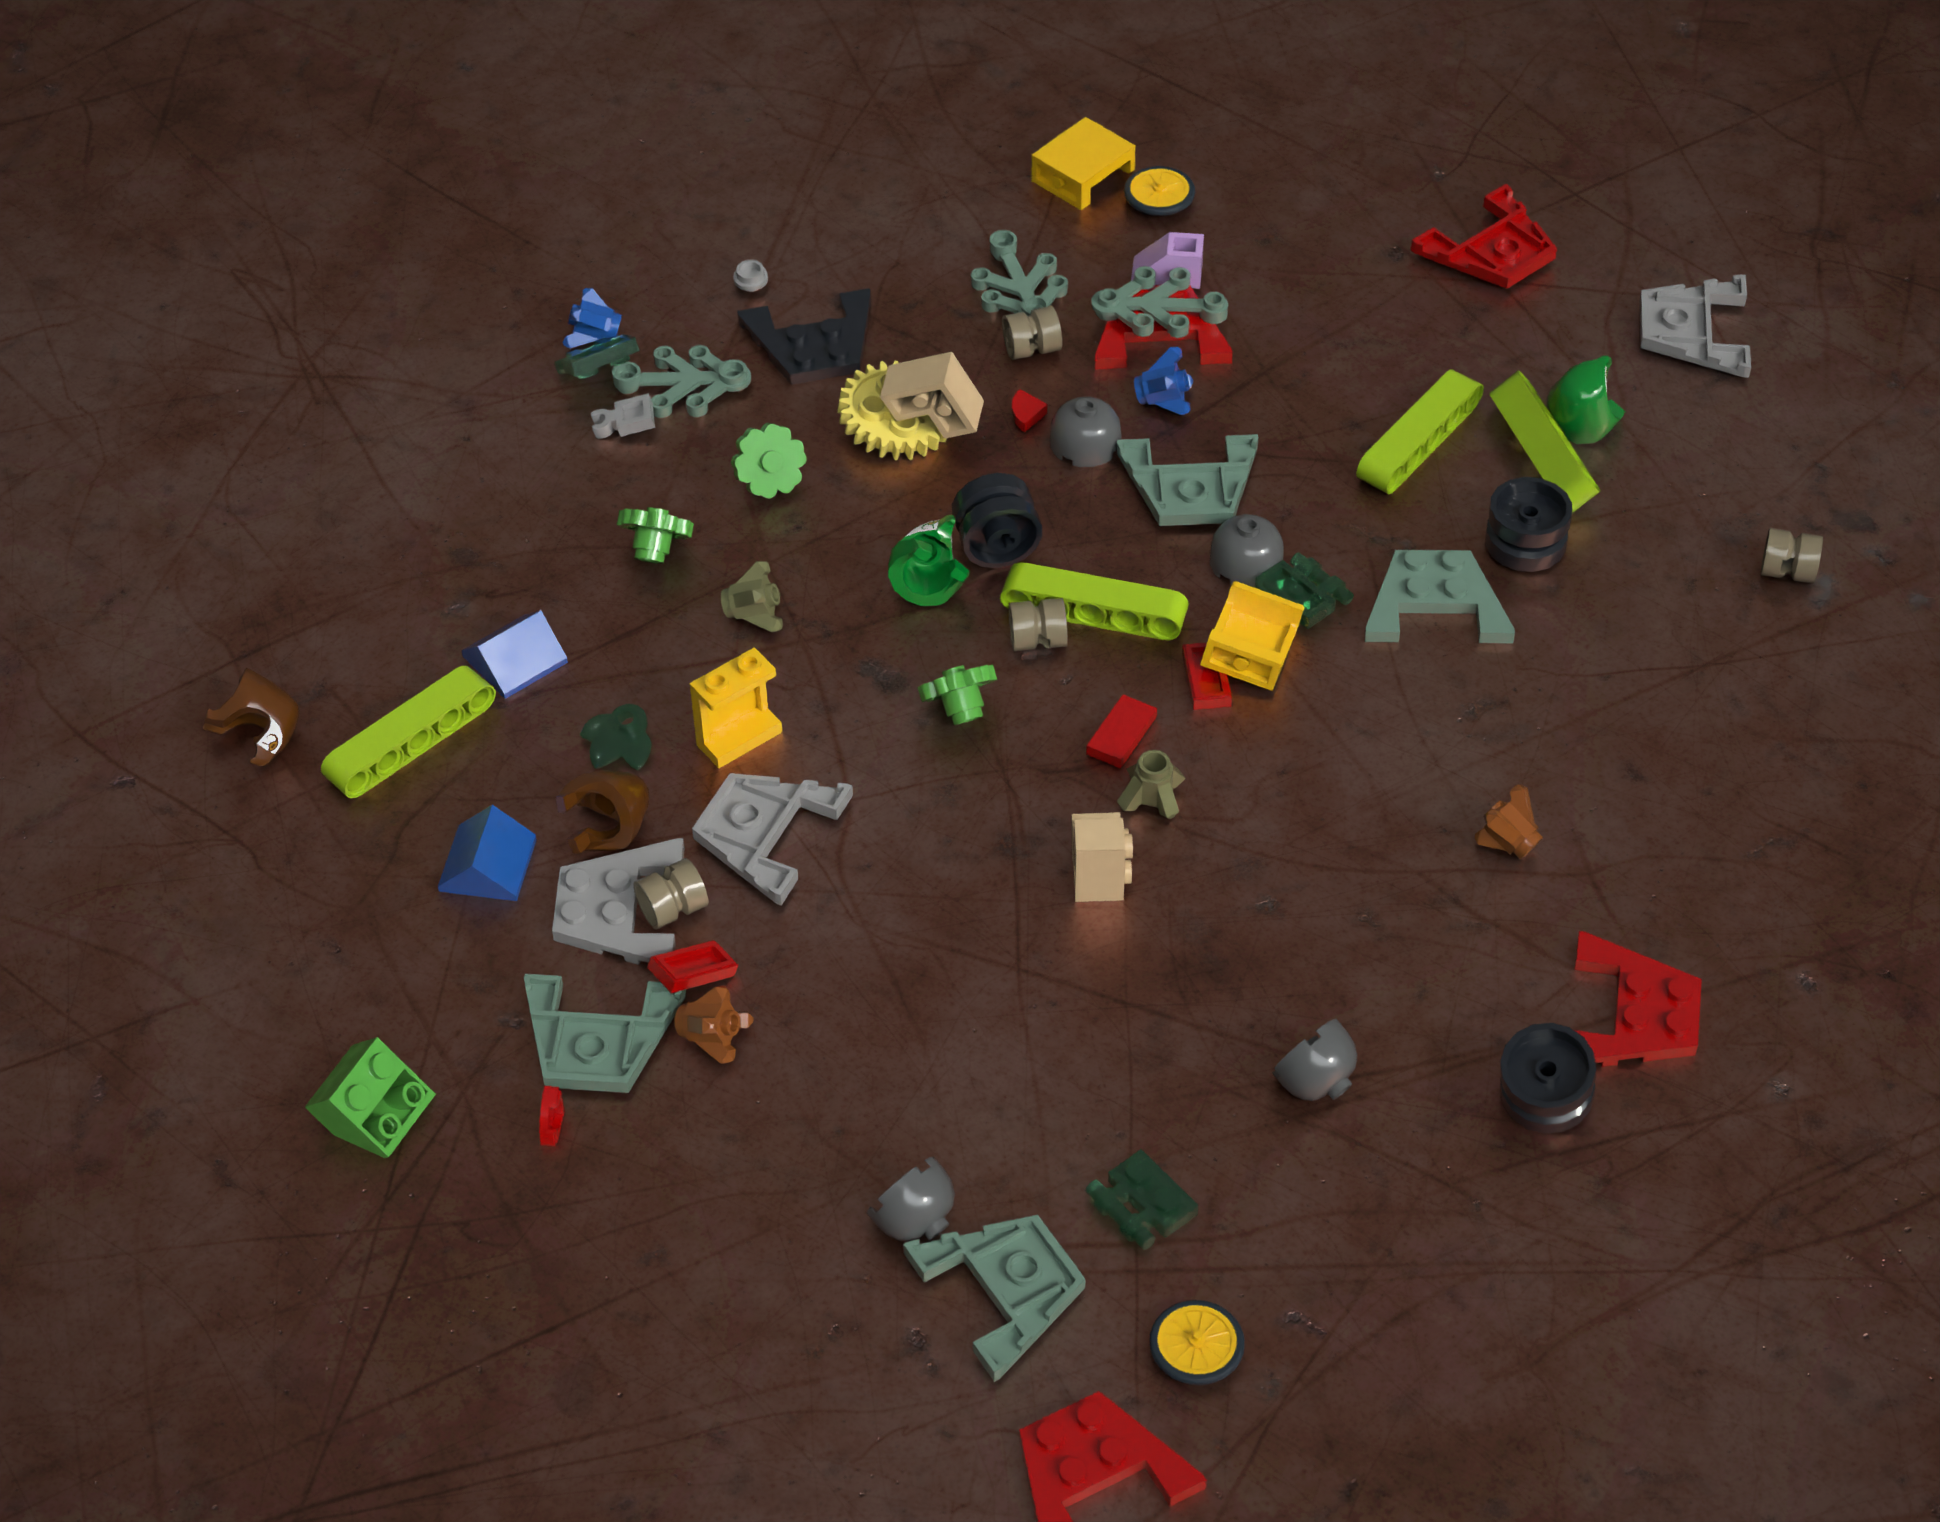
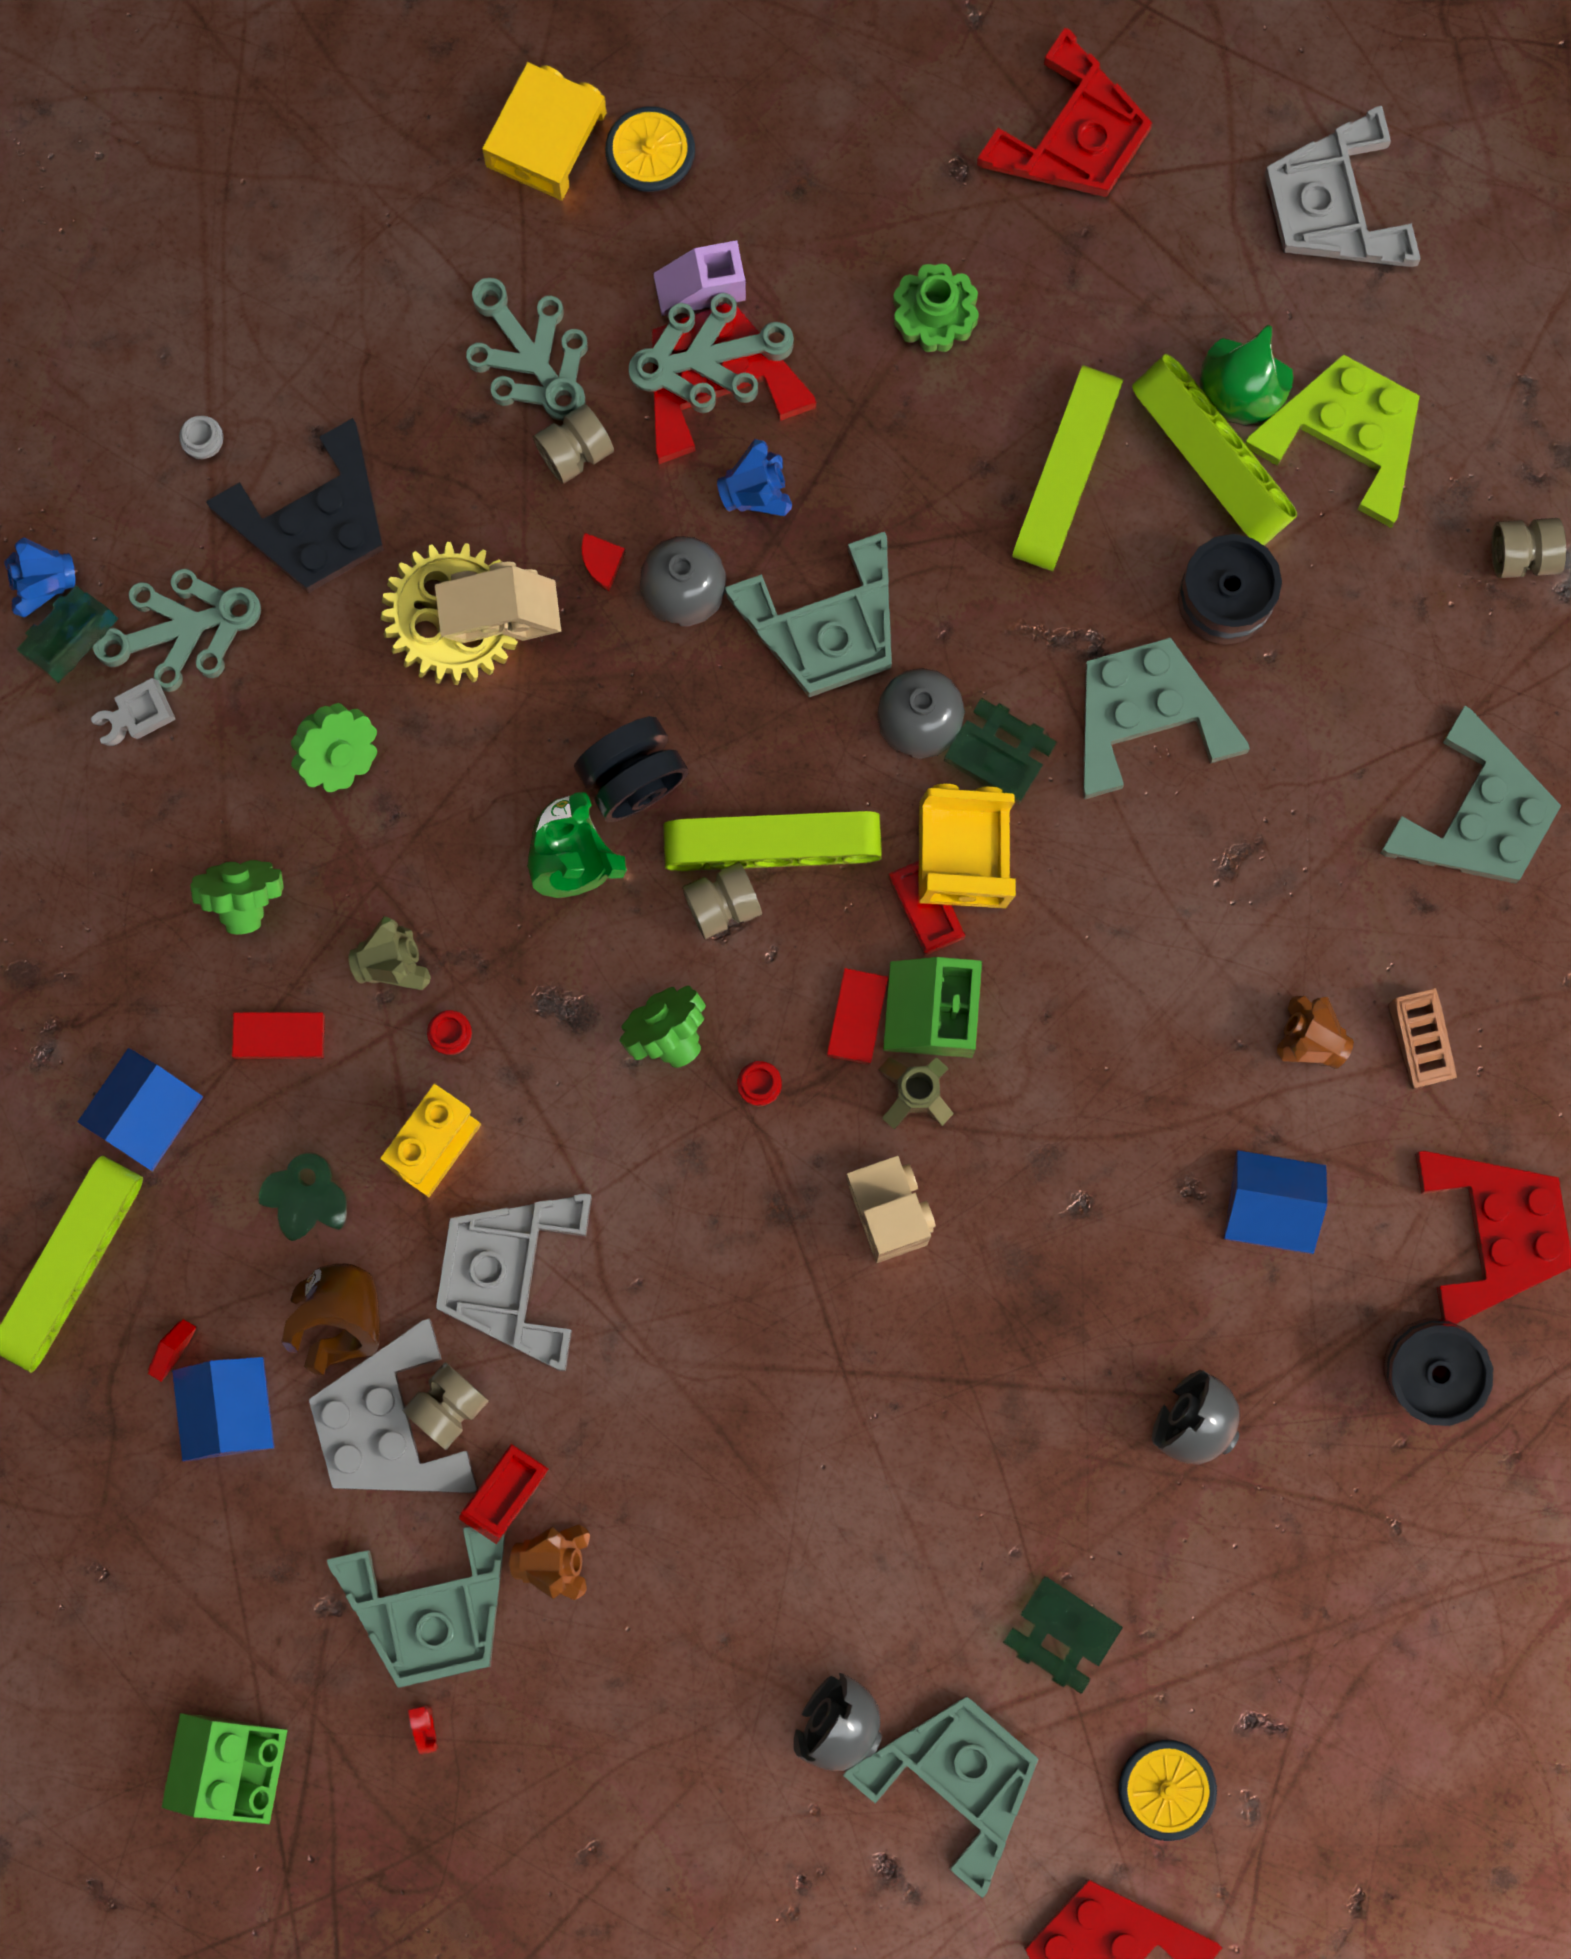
camera: 20 degrees left, 30 degrees up
(462, 806) = (170, 1349): none -> red tile
(645, 634) = (278, 1035): none -> red tile
(784, 659) = (449, 1032): none -> red plate
(1022, 752) = (759, 1083): none -> red plate
(1192, 729) = (933, 1006): none -> bright green slope
(1347, 317) = (935, 307): none -> bright green plant
(1438, 941) = (1276, 1202): none -> blue slope
(1607, 831) = (1398, 1009): none -> nougat slope
(1666, 451) = (1356, 415): none -> lime wing
(1713, 732) = (1498, 819): none -> sand green wing

